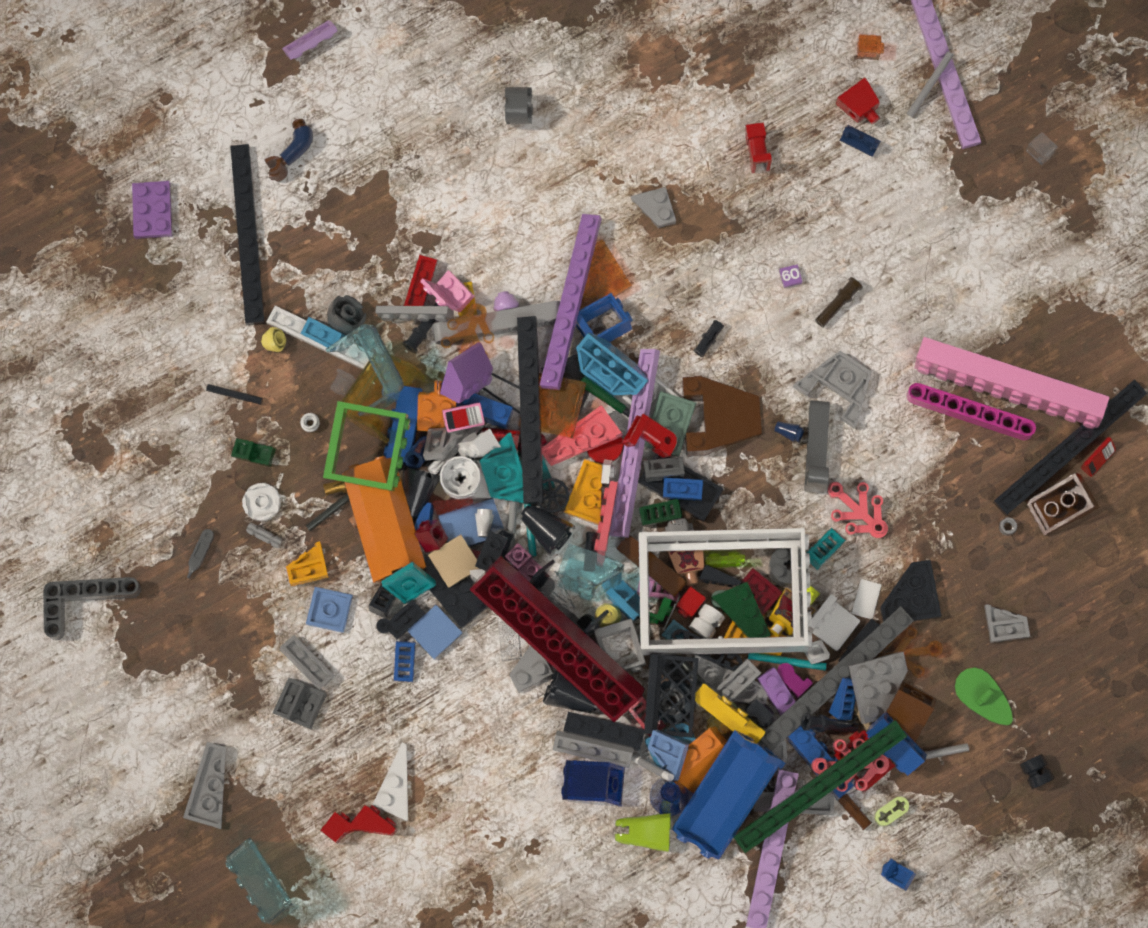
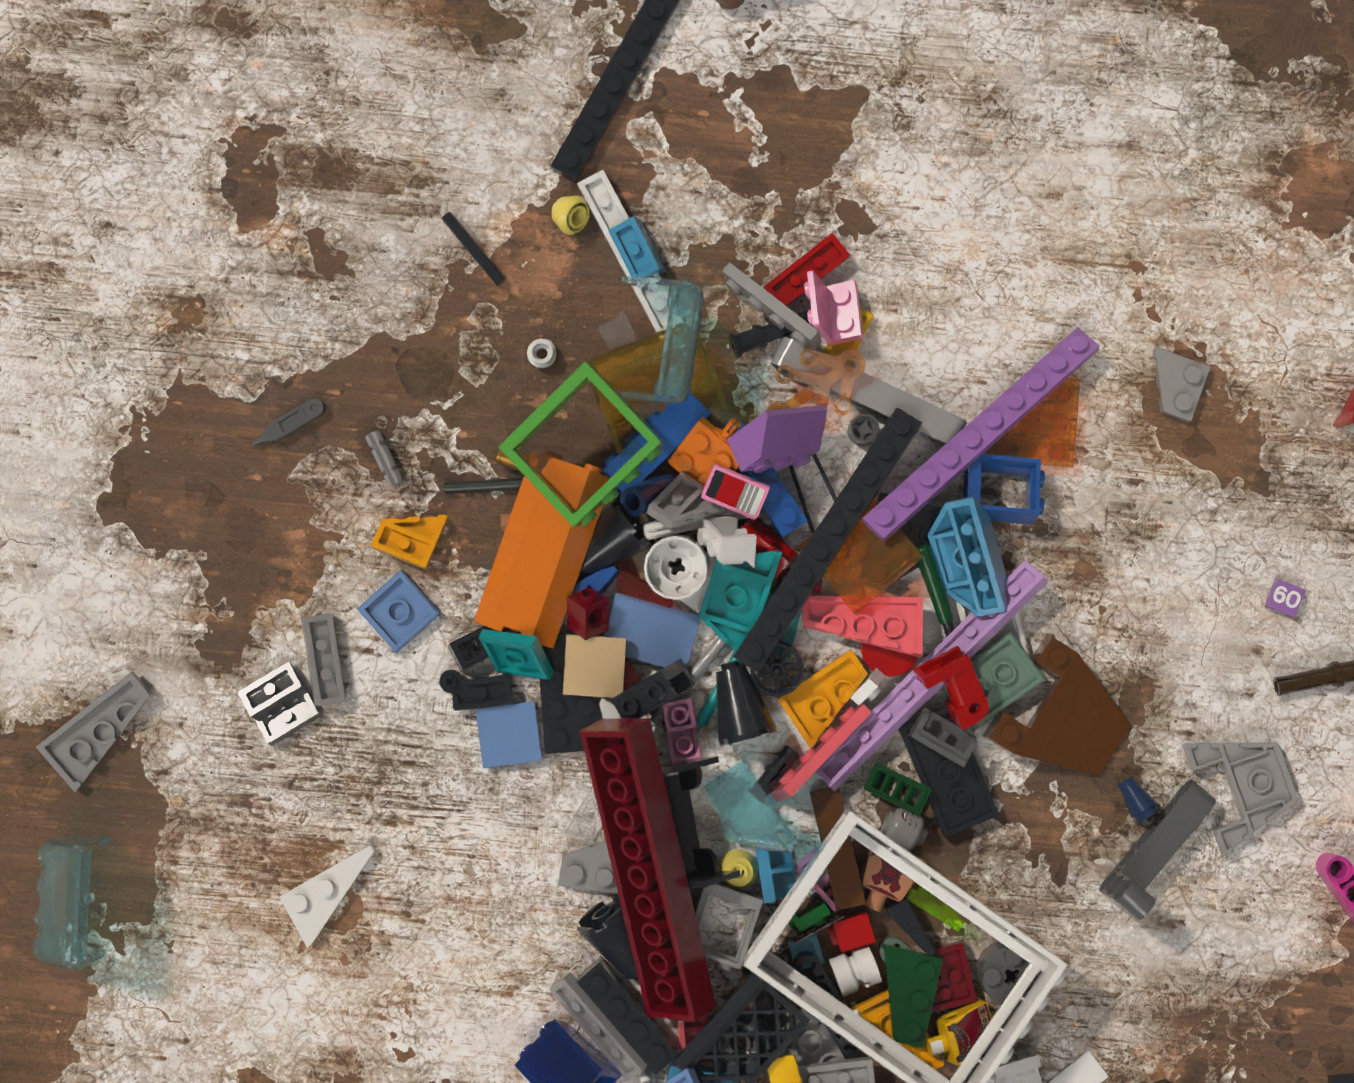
camera: 30 degrees right, 10 degrees up
(81, 595) = (109, 371): dark grey beam -> none
(253, 452) = (444, 341): dark green slope -> none
(261, 502) = (411, 412): white tile -> none
(345, 314) = (683, 246): dark grey cylinder -> none
(365, 821) = (257, 914): red arch -> none
(408, 644) = (459, 722): blue slope -> none
(484, 521) = (667, 641): white cone -> none
(505, 301) = (896, 373): lavender cone -> none
(509, 339) = (866, 426): none -> dark grey wheel
(518, 105) = (1099, 124): dark grey brick -> none
(557, 594) = (689, 803): clear wing -> none
(682, 489) = (947, 781): blue plate -> none
(708, 338) = (1121, 605): black pin -> none
(816, 558) = (1058, 993): teal slope -> none
(859, 512) = (1151, 968): coral plant -> none

